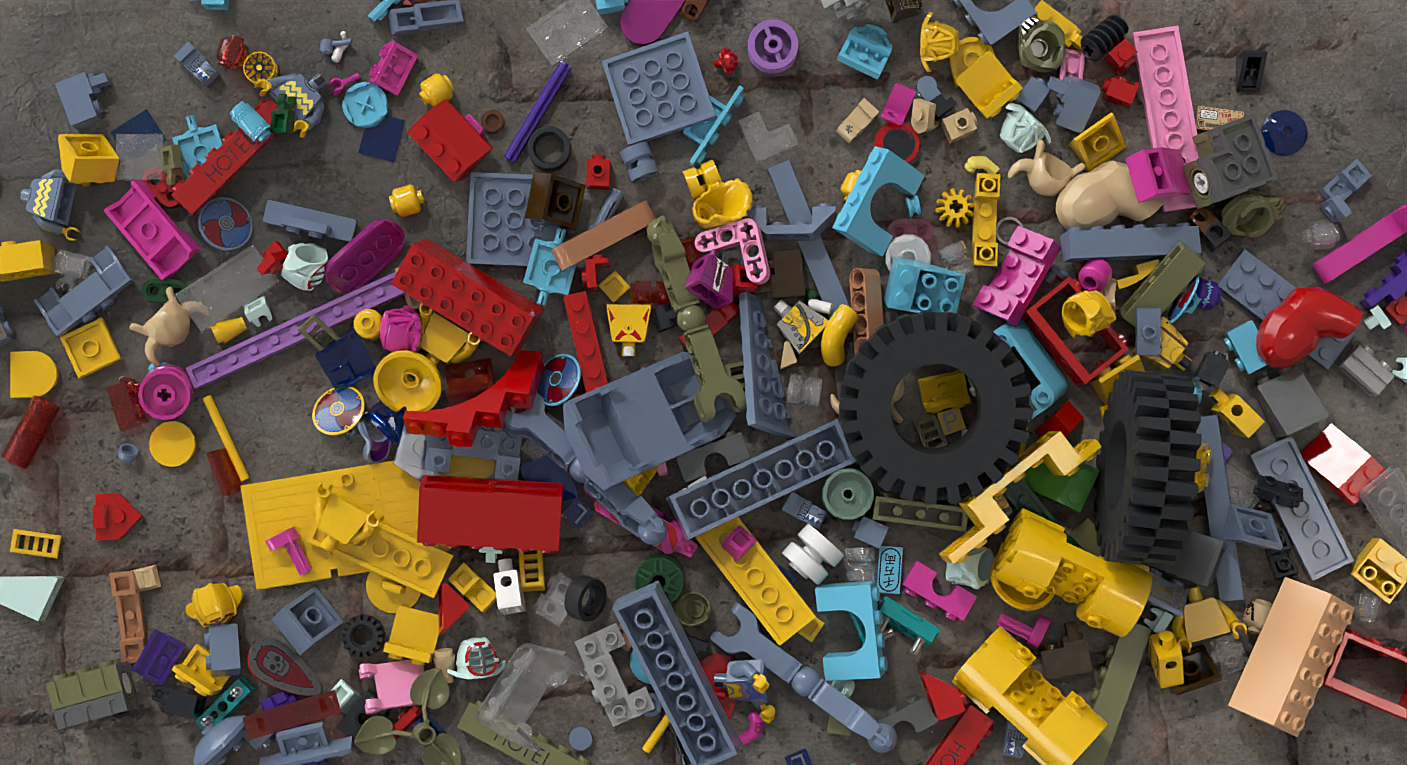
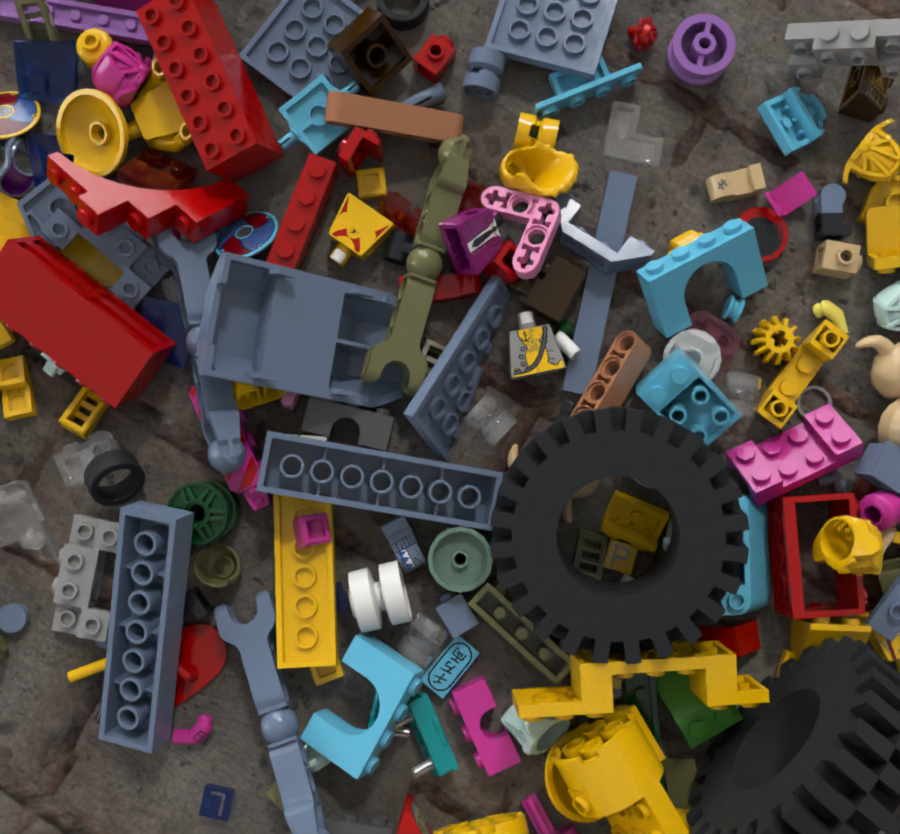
camera: 30 degrees right, 0 degrees up
(509, 598) = (41, 413): white torso -> none
(577, 513) = (173, 385): clear blue tile -> none
(748, 682) = (219, 683): torso -> none
(788, 356) = (497, 374): tan slope -> none
(835, 334) = (562, 384): yellow cylinder -> none
(923, 116) = (808, 224): tan plate -> none

